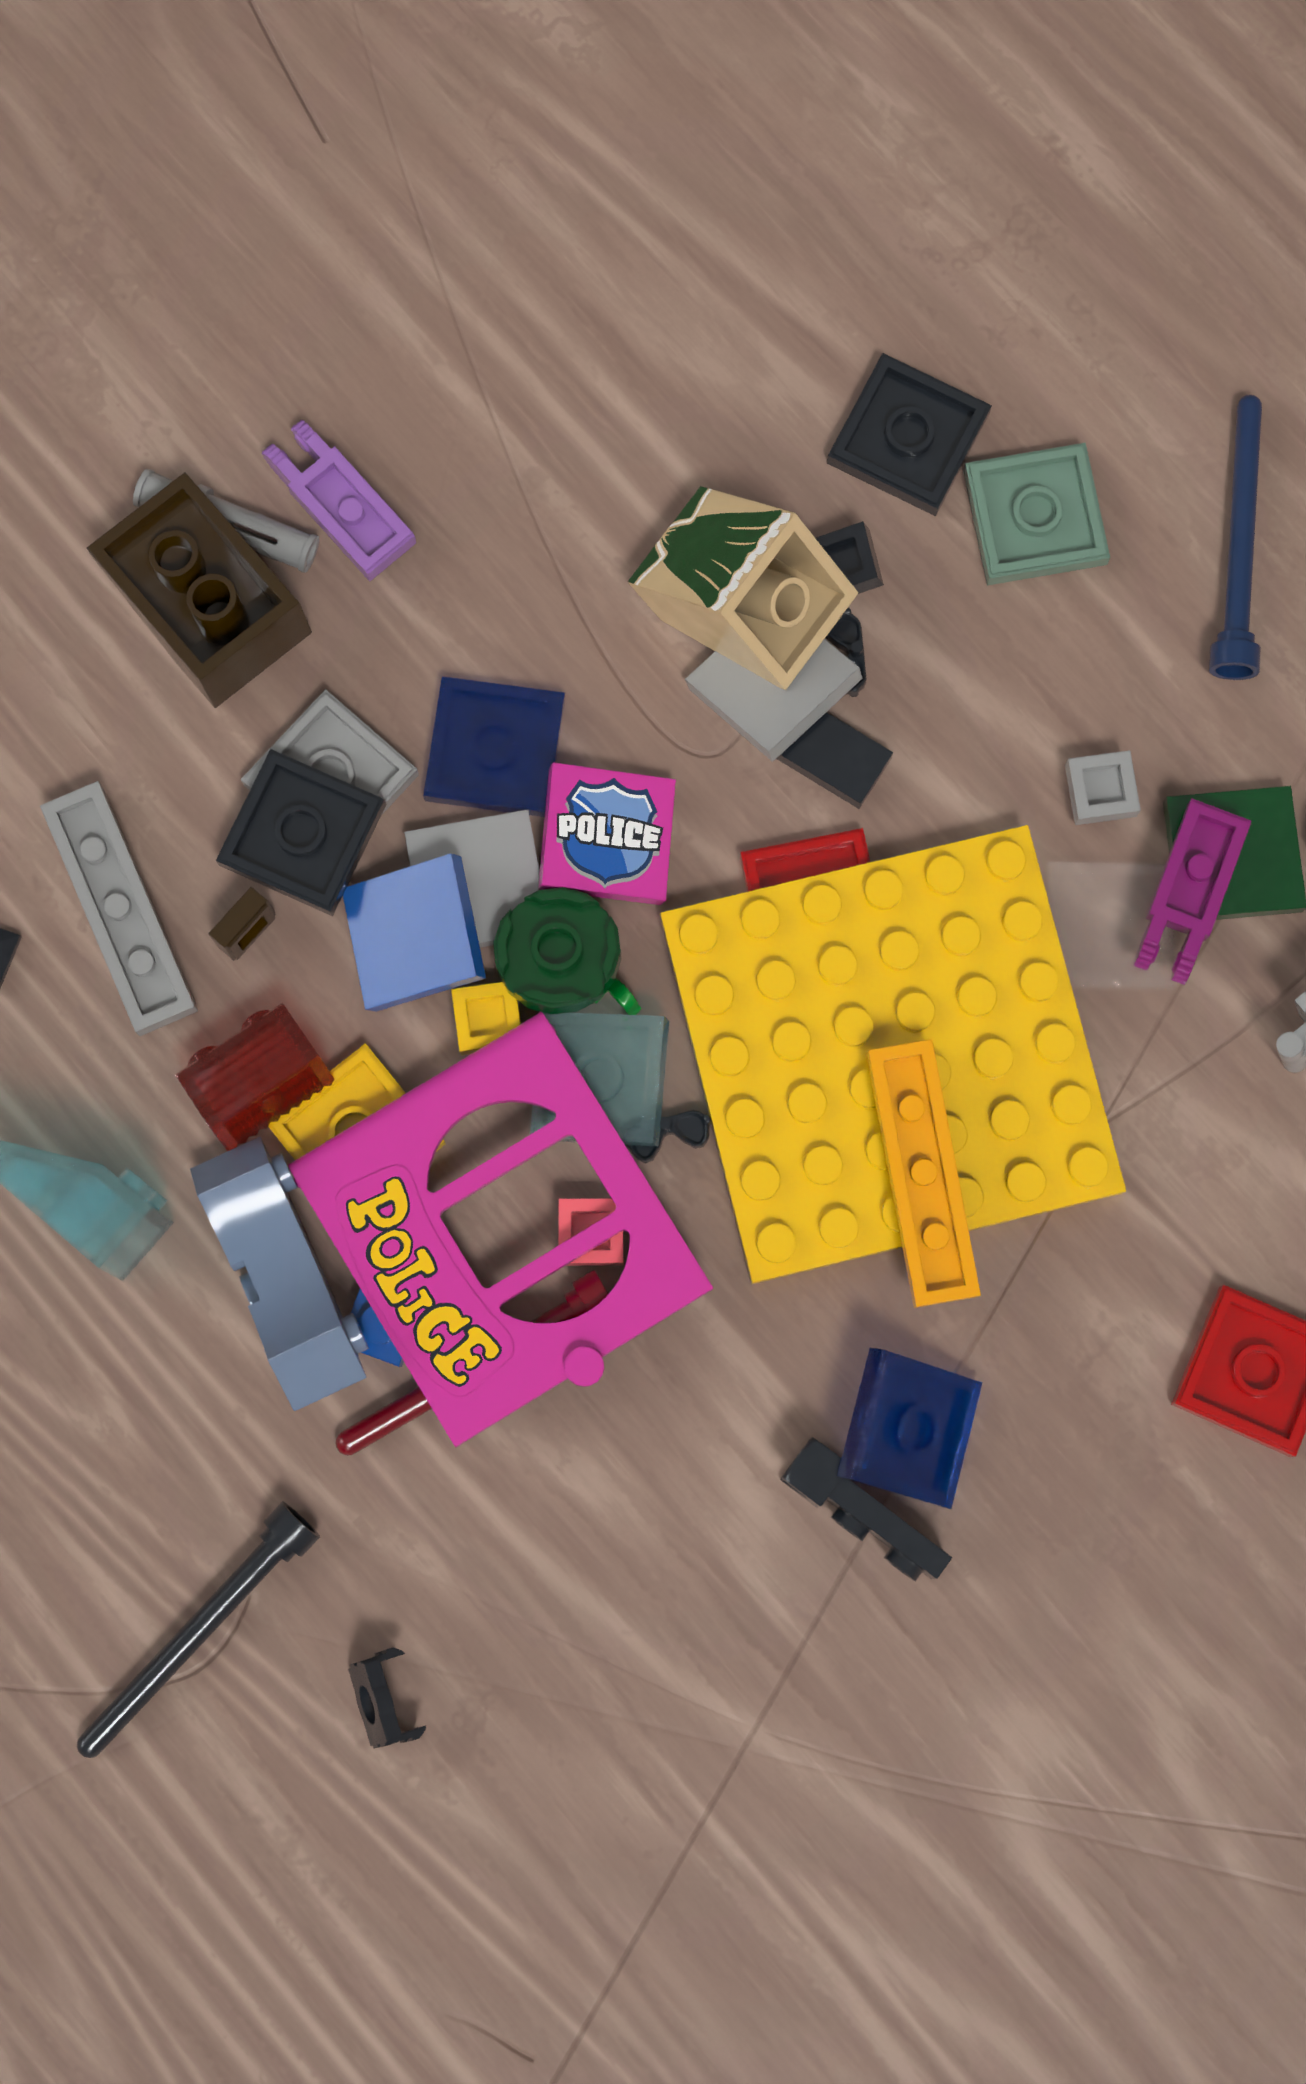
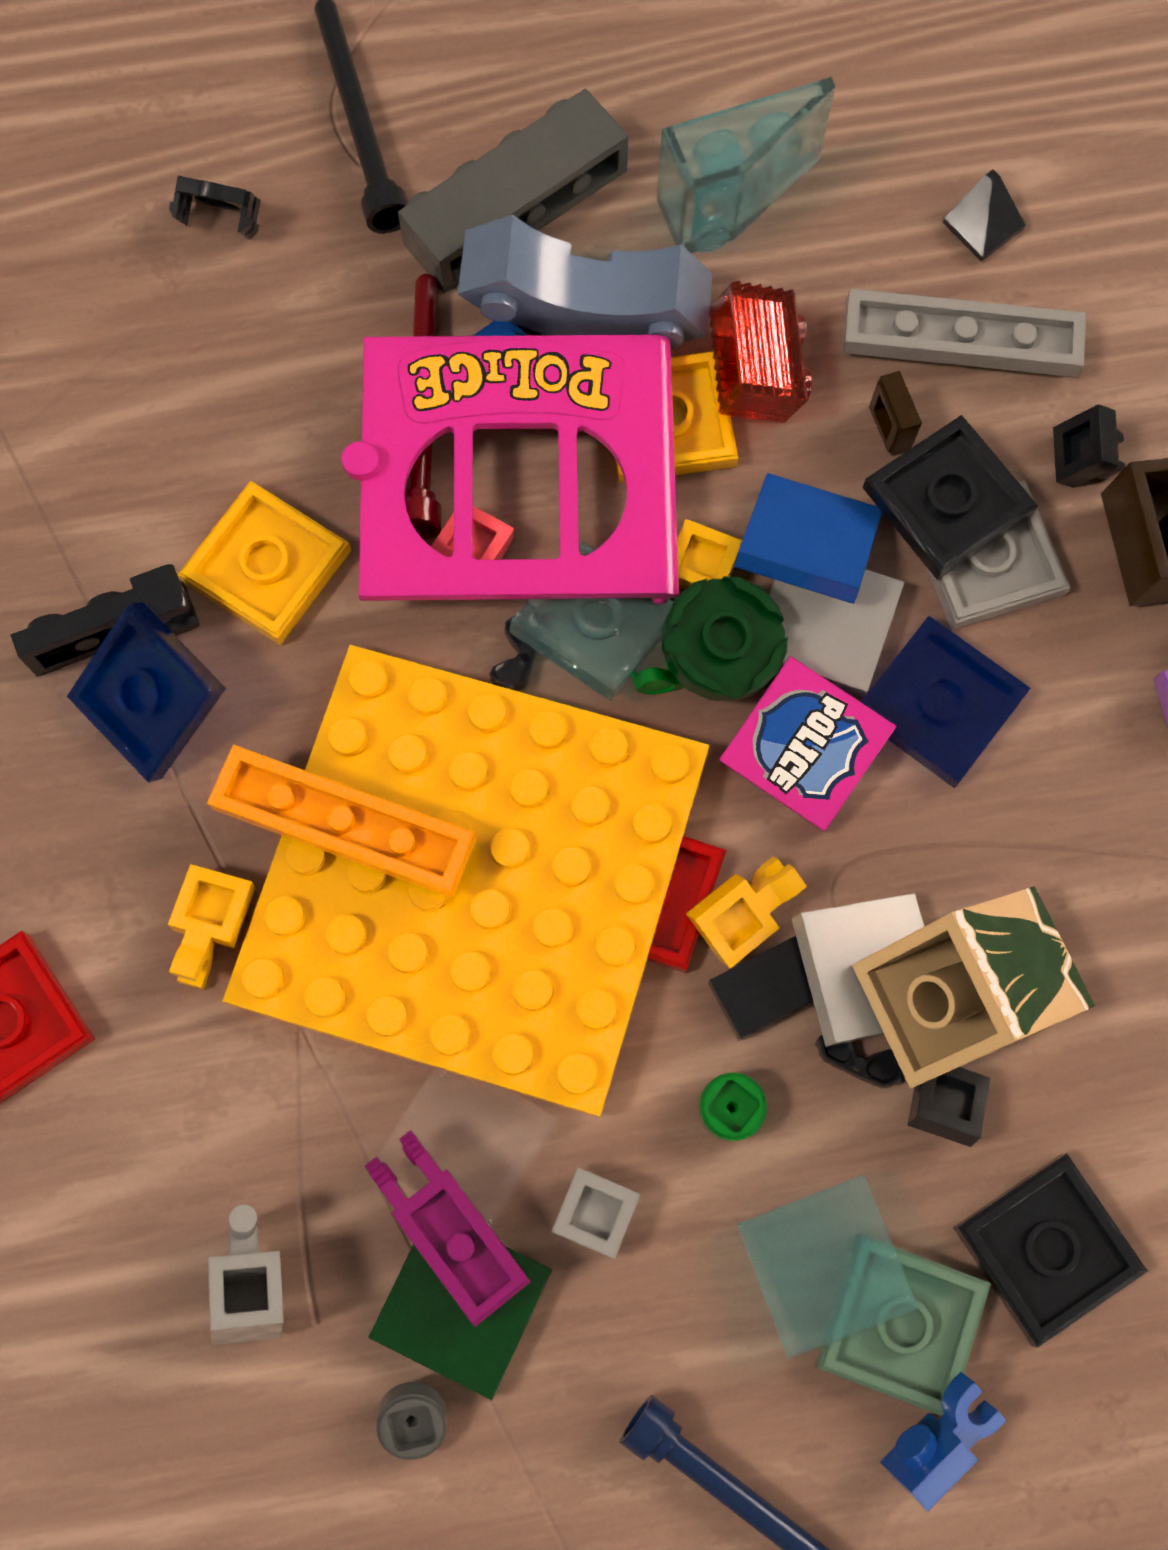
camera: 120 degrees right, 5 degrees down
(179, 739) = (1087, 447): none -> black tile
(202, 1412) = (529, 174): none -> dark grey brick
(717, 1415) = (265, 562): none -> yellow tile
(791, 806) = (738, 914): none -> yellow plate
(953, 728) = (732, 1107): none -> green tile
(1032, 588) = (827, 1267): none -> clear light blue tile
(1061, 1251) = (207, 913): none -> yellow plate
(1118, 439) = (938, 1453): none -> blue plate

